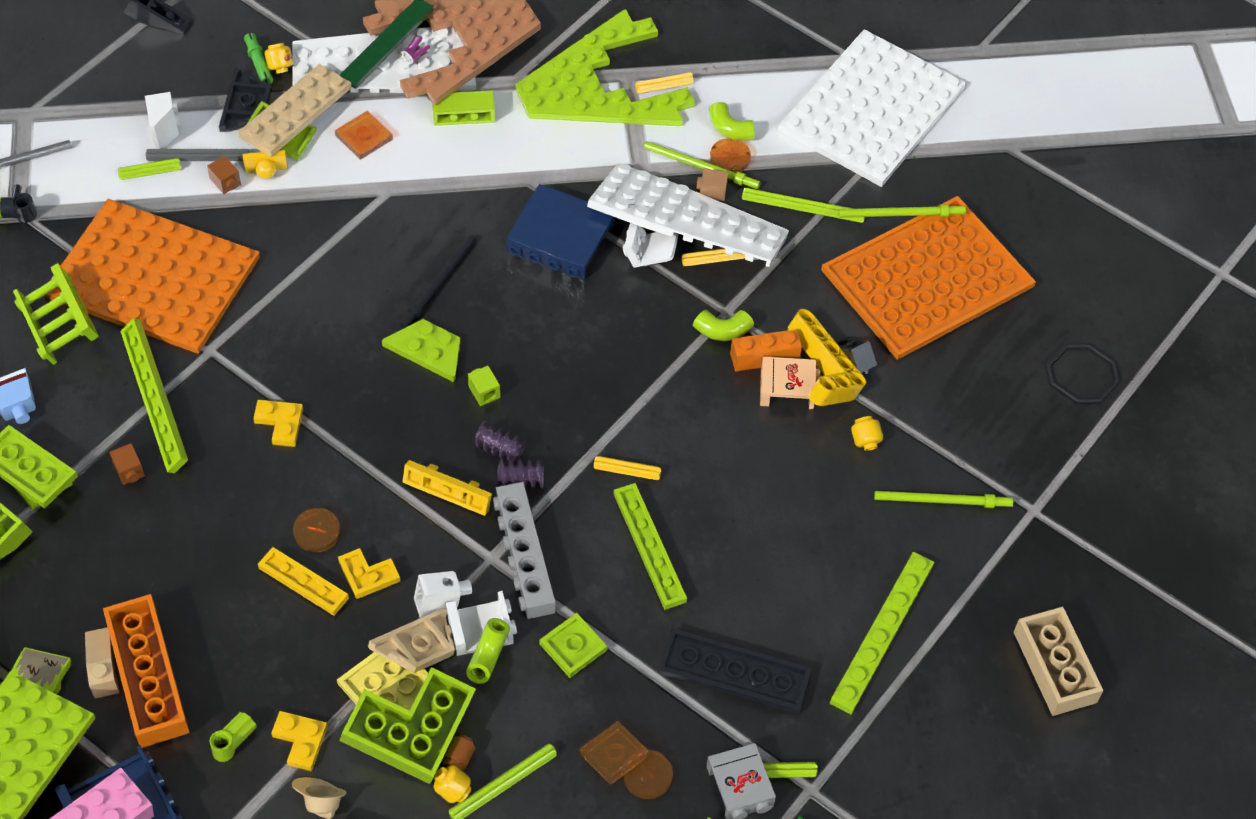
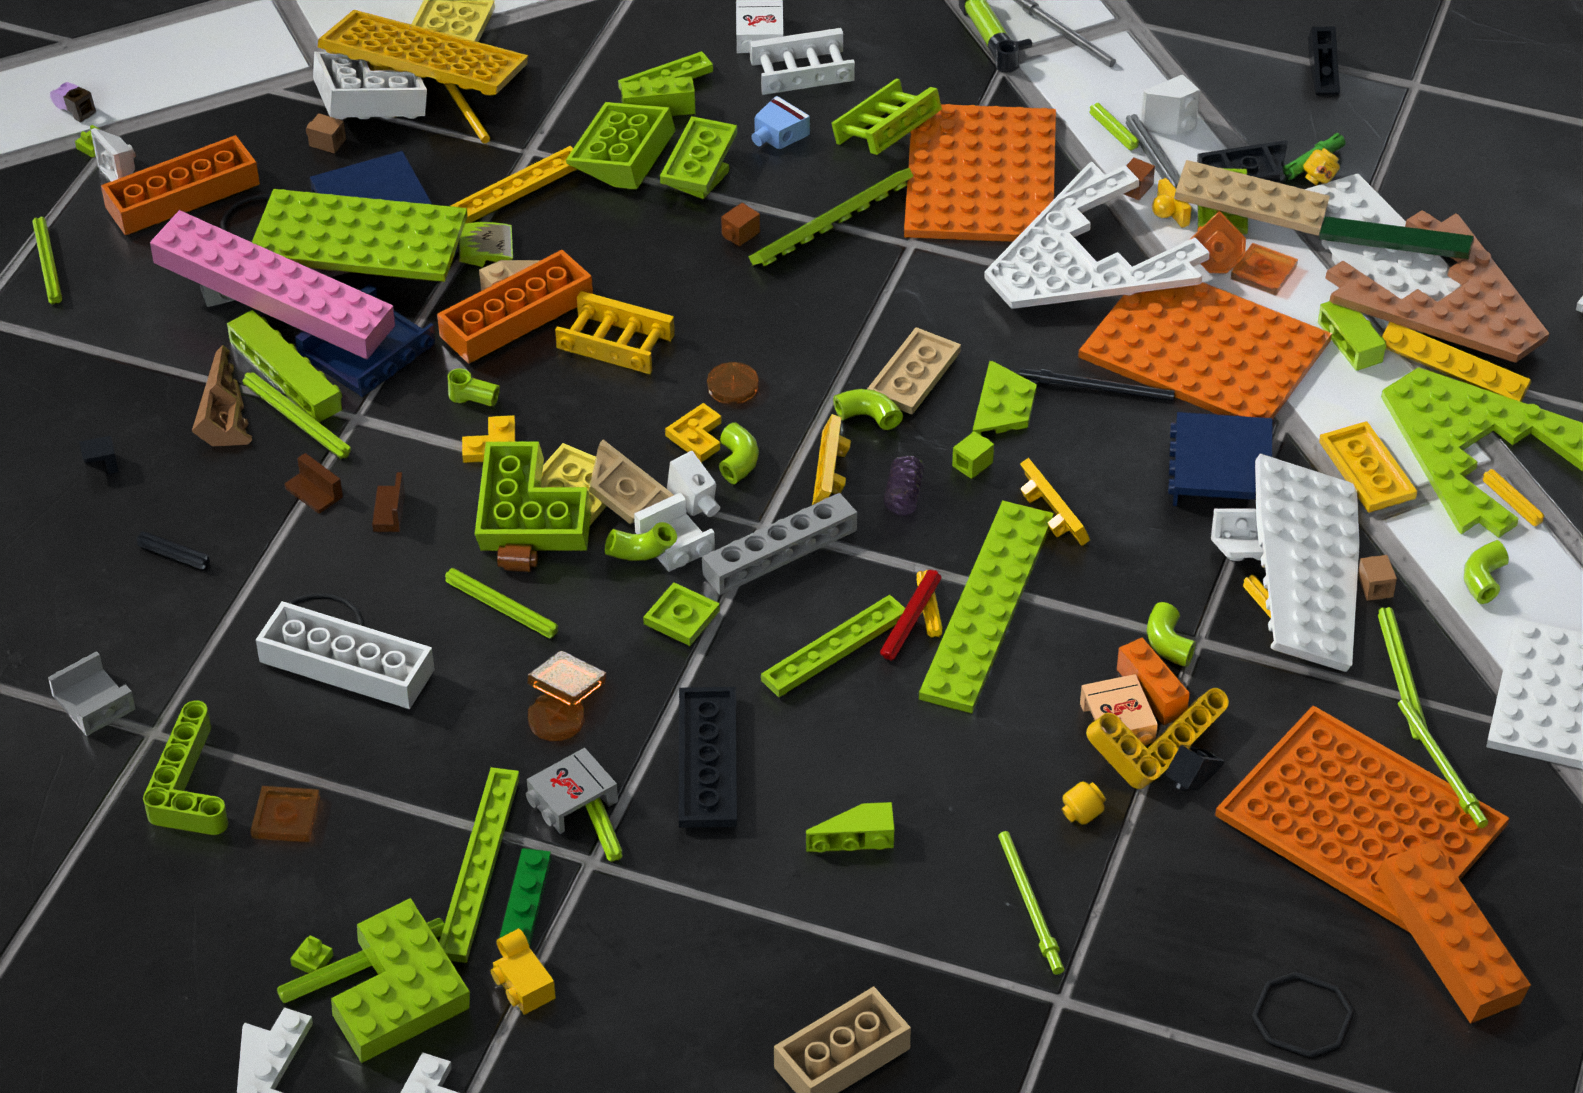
camera: 75 degrees right, 10 degrees down
(206, 580) = (618, 314): none -> yellow fence
(285, 418) = (855, 320): yellow plate -> none
(301, 265) = (1053, 267): none -> white wing
(303, 581) = (666, 389): yellow plate -> none
(319, 796) = (433, 466): tan piece -> none
(333, 149) = (1223, 242): none -> orange piece
(368, 395) = (915, 369): none -> tan plate
(392, 438) = (868, 403): none -> lime cylinder
(412, 544) = (744, 453): none -> lime cylinder
(413, 51) = (1395, 266): flat silver piece -> none
(427, 201) = (1207, 348): none -> orange plate
(452, 784) = (479, 558): yellow head -> none
(520, 473) = (872, 514): clear purple piece -> none
(522, 61) = (1455, 362): none -> yellow plate
(541, 351) = (1065, 518): none -> yellow hinge
(601, 149) = (1368, 465): none -> yellow plate
(641, 482) = (910, 615): none -> red axle
(643, 431) = (986, 607): none -> lime plate
(730, 155) = (1438, 587): clear orange tile -> none
(738, 178) = (1405, 599): lime bar -> none
(844, 587) = (856, 829): none -> lime slope
(881, 633) = (819, 881): lime plate -> none
(1052, 261) = (1452, 932): none -> orange brick

